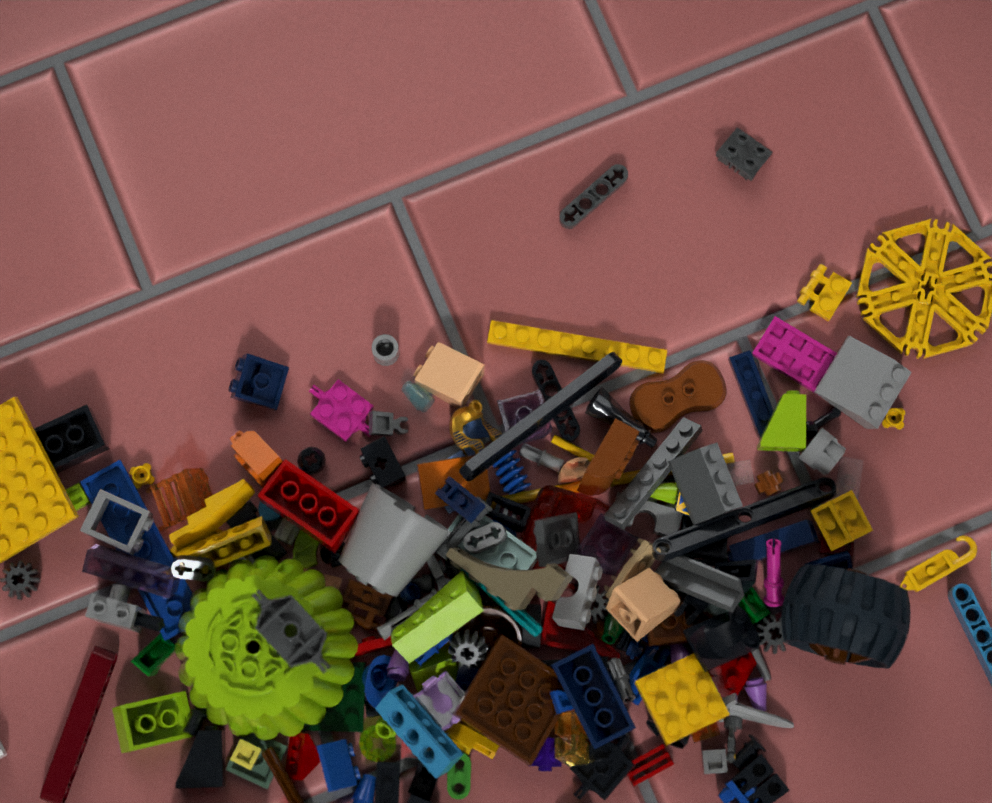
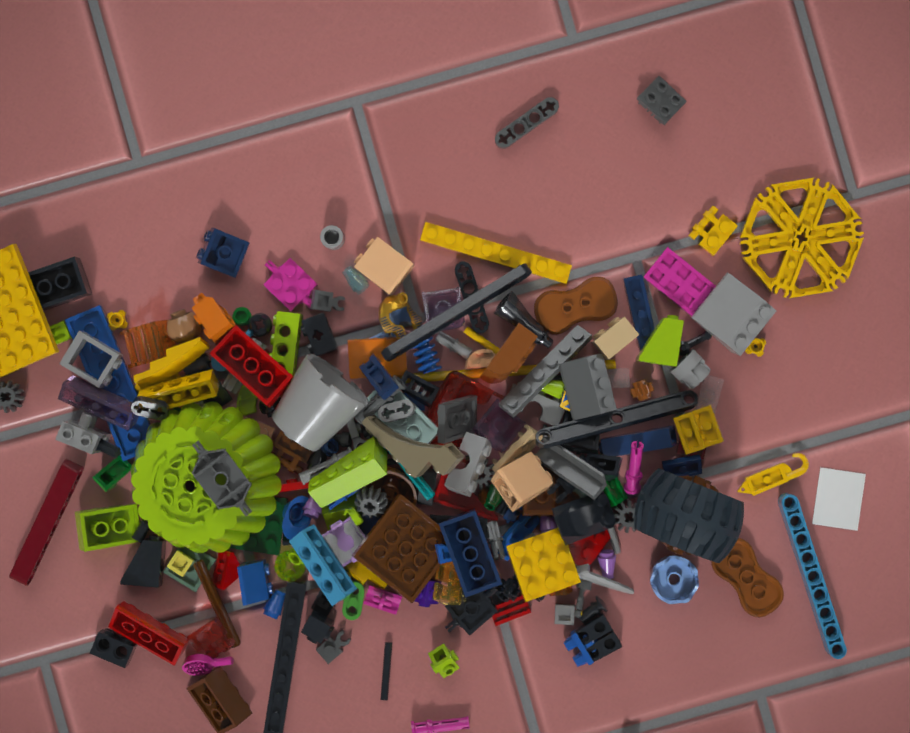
camera: 10 degrees right, 10 degrees up
(221, 472) = (183, 326): none -> medium nougat plant
(289, 452) = (241, 316): none -> green plate
(349, 451) = (293, 321): none -> lime brick
(450, 669) = (355, 515): none -> lime tile
(494, 769) = (382, 599): none -> dark pink hips
(643, 739) = (508, 590): none -> black gear
(729, 425) = (615, 337): none -> tan brick
(855, 699) = (674, 593): none -> light blue plate
(940, 704) = (756, 589): none -> dark orange plate

